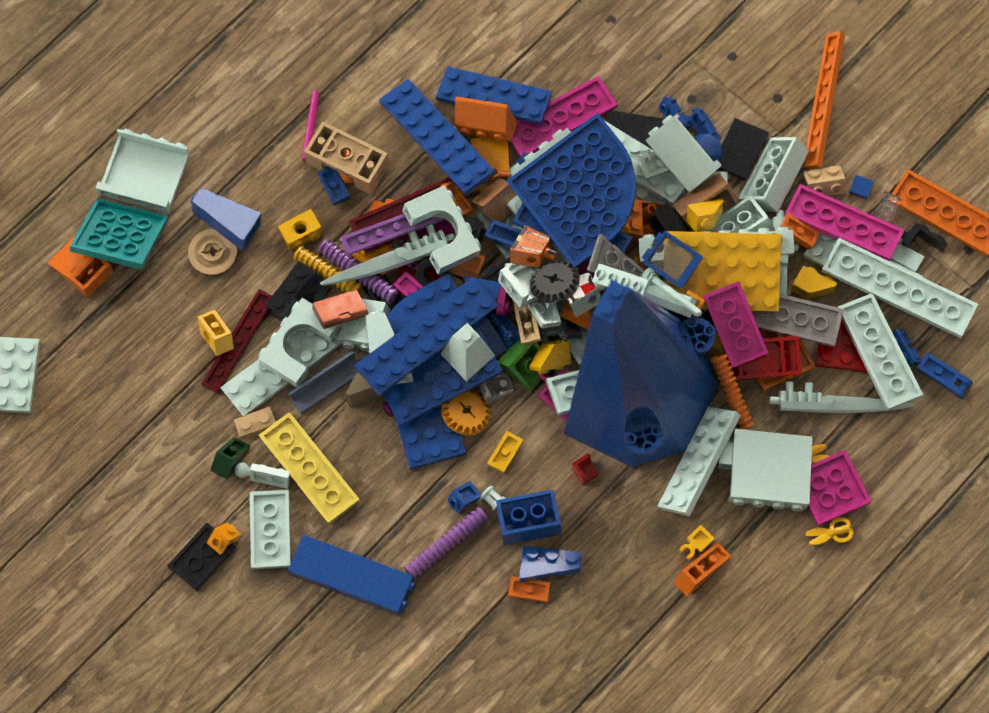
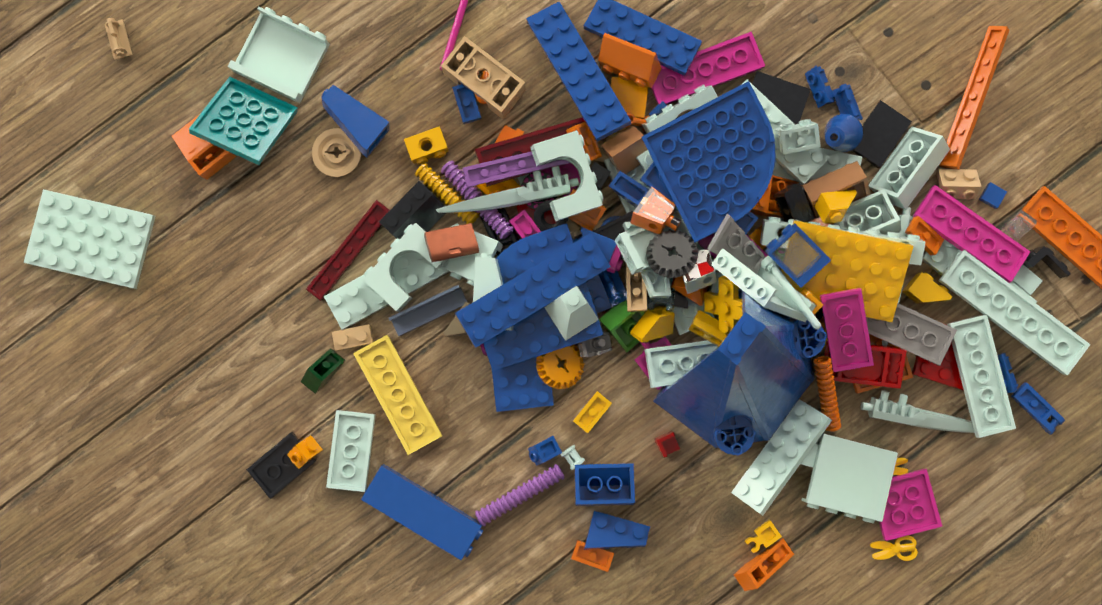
camera: 10 degrees right, 15 degrees up
(215, 332) = (325, 241): yellow brick -> none
(264, 474) = (352, 393): light aqua plate -> none
(681, 153) = (825, 136): light aqua panel -> none

